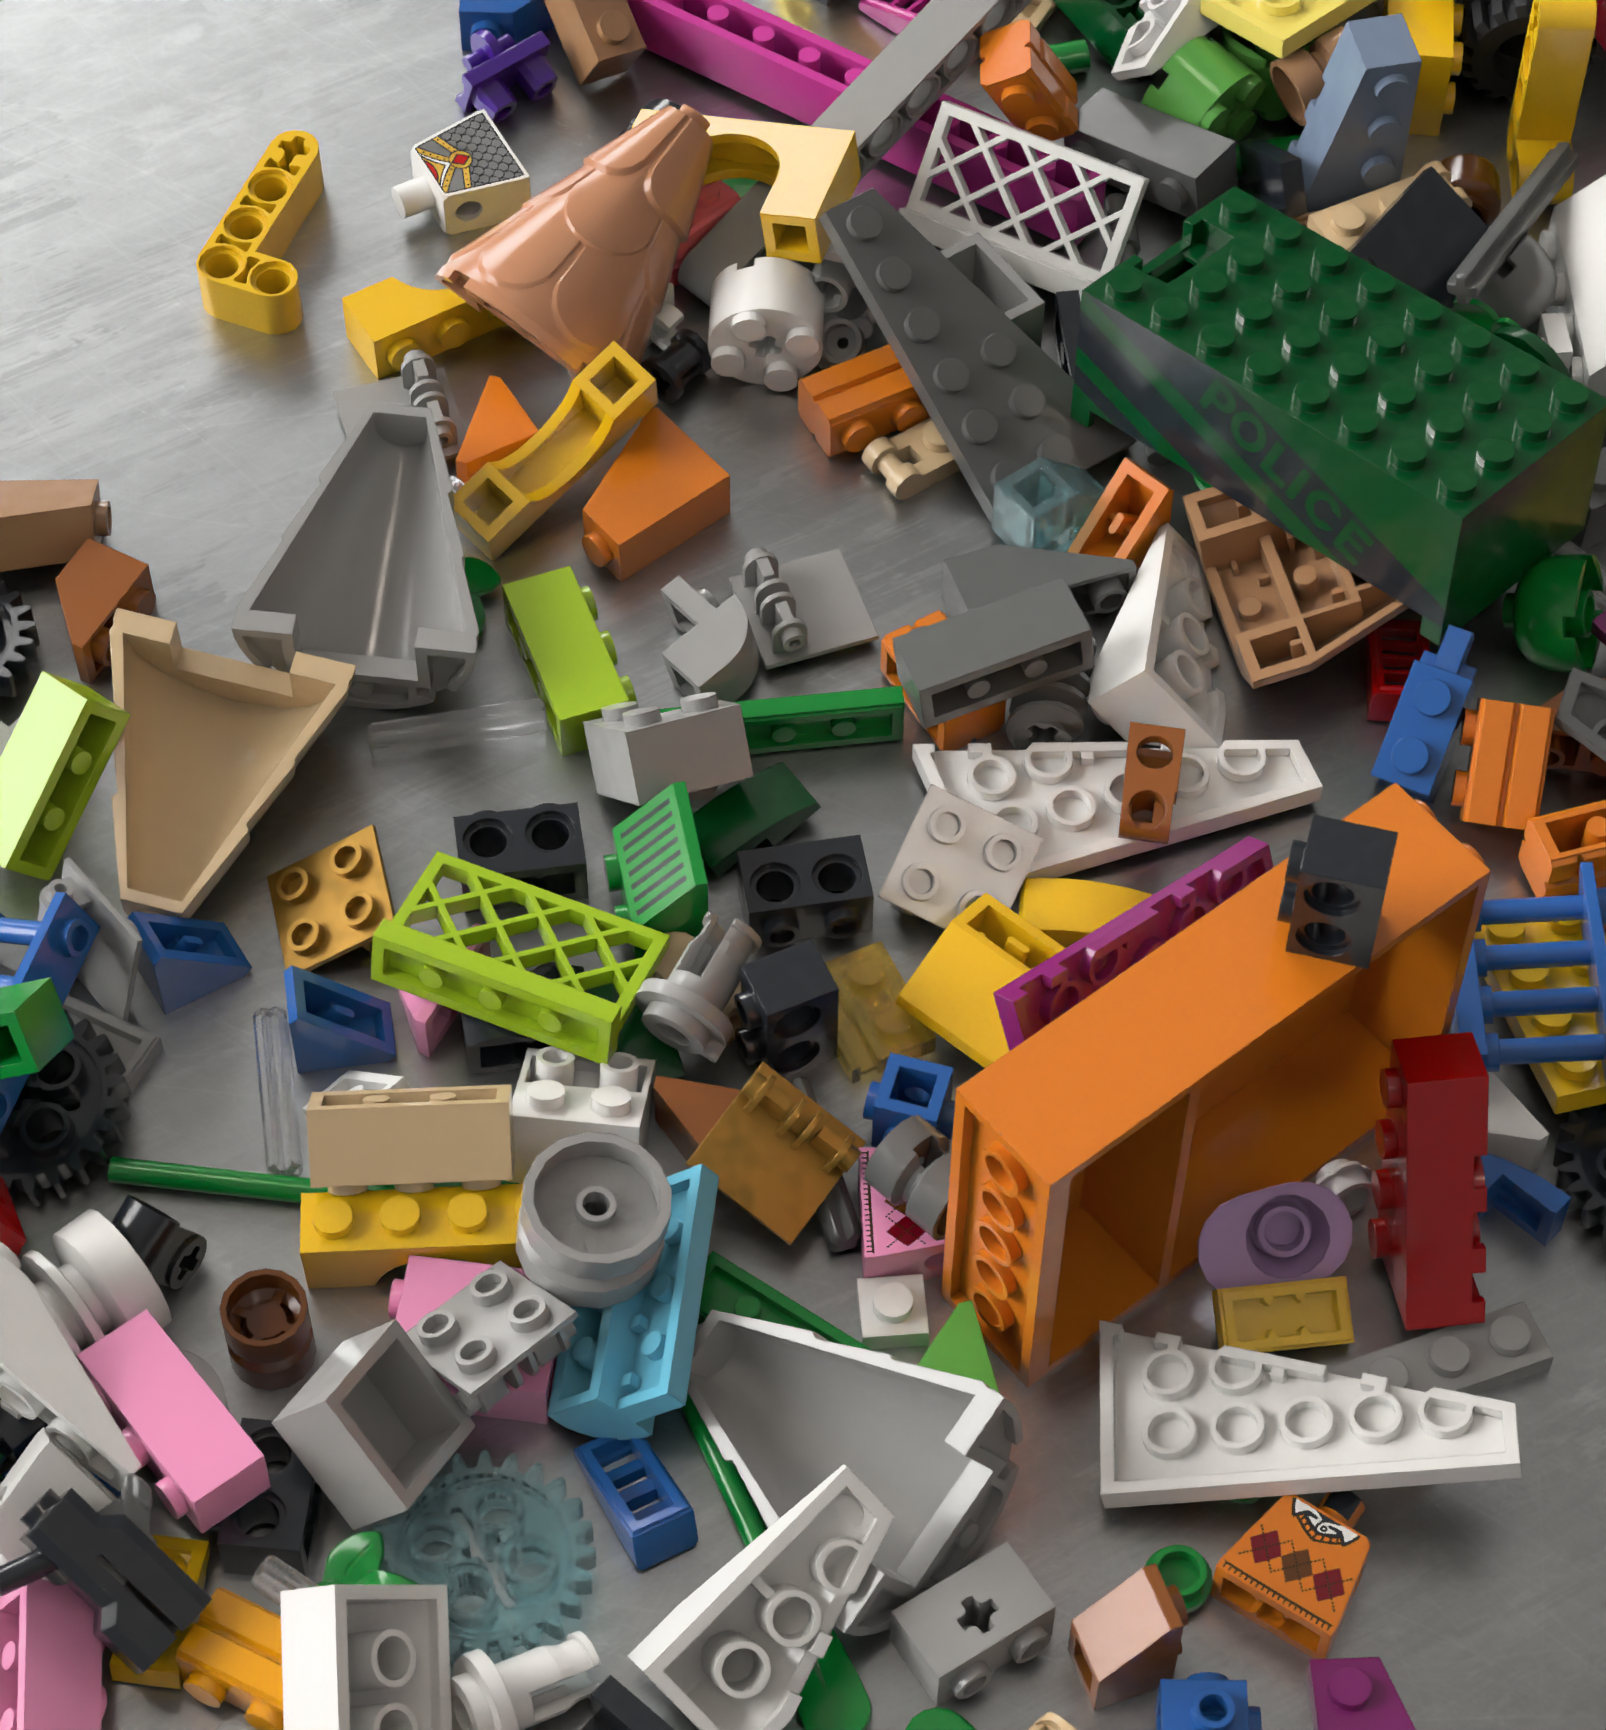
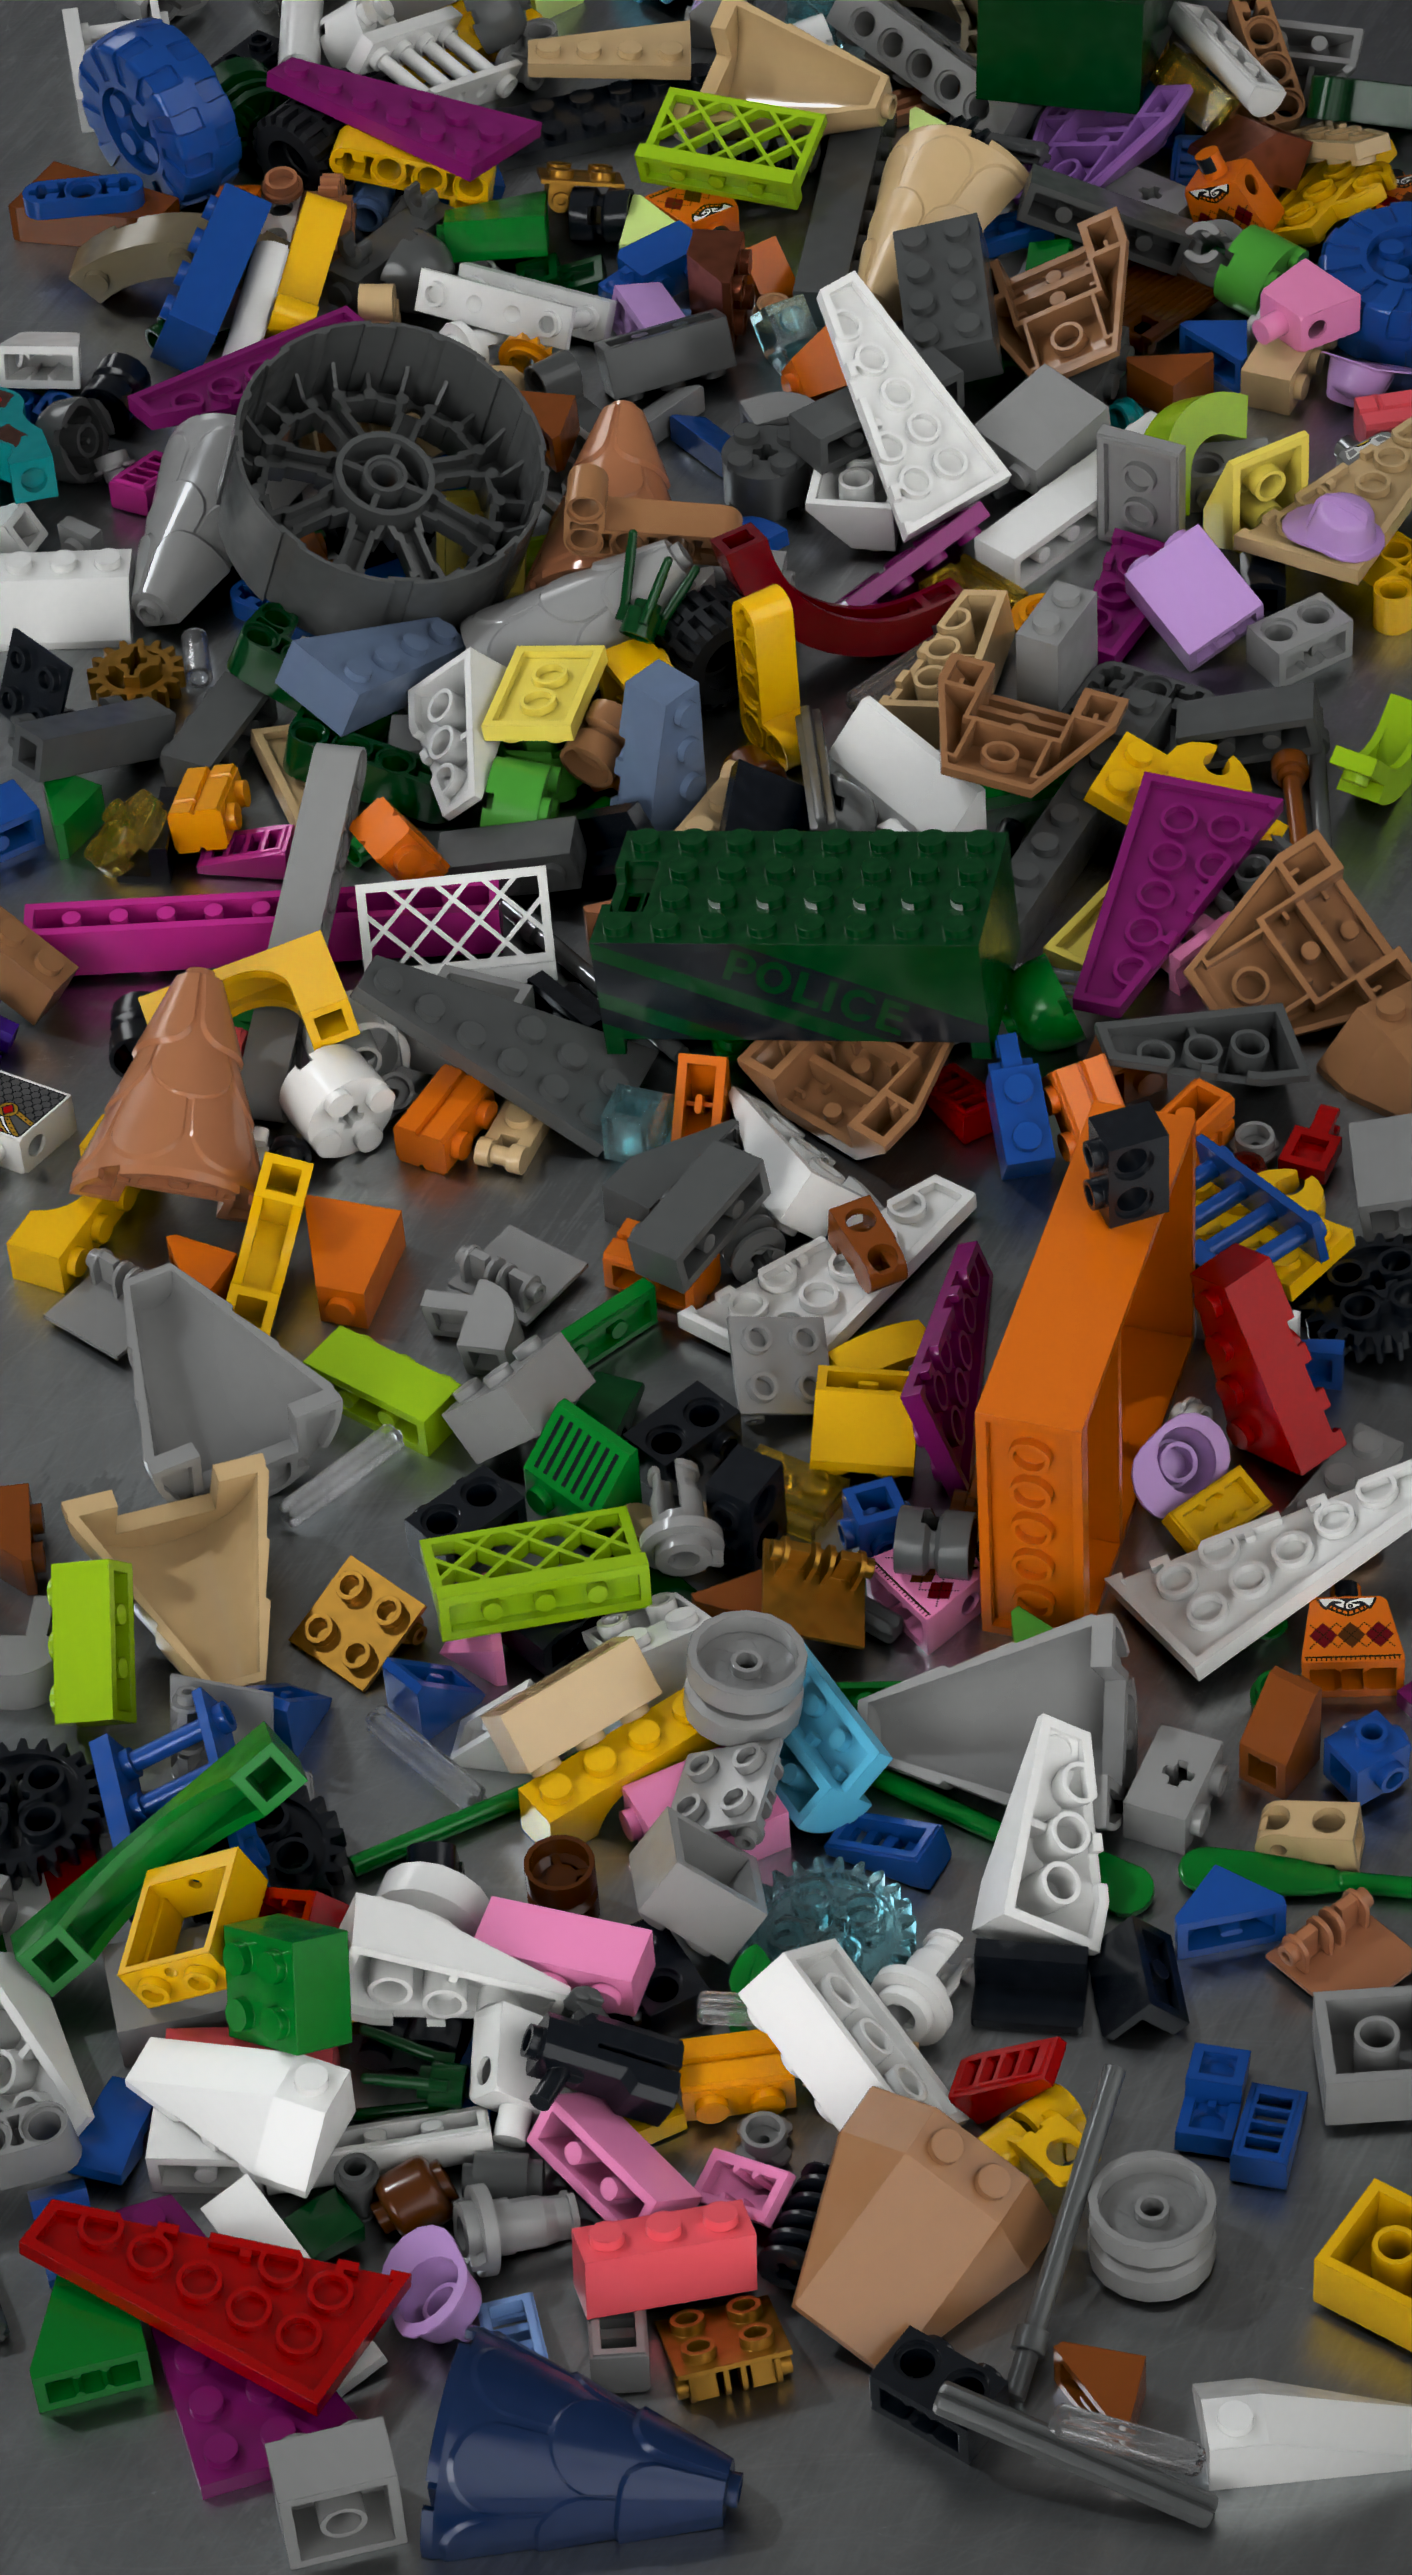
camera: 30 degrees left, 10 degrees down
(892, 1311) = (956, 1645): white plate -> none

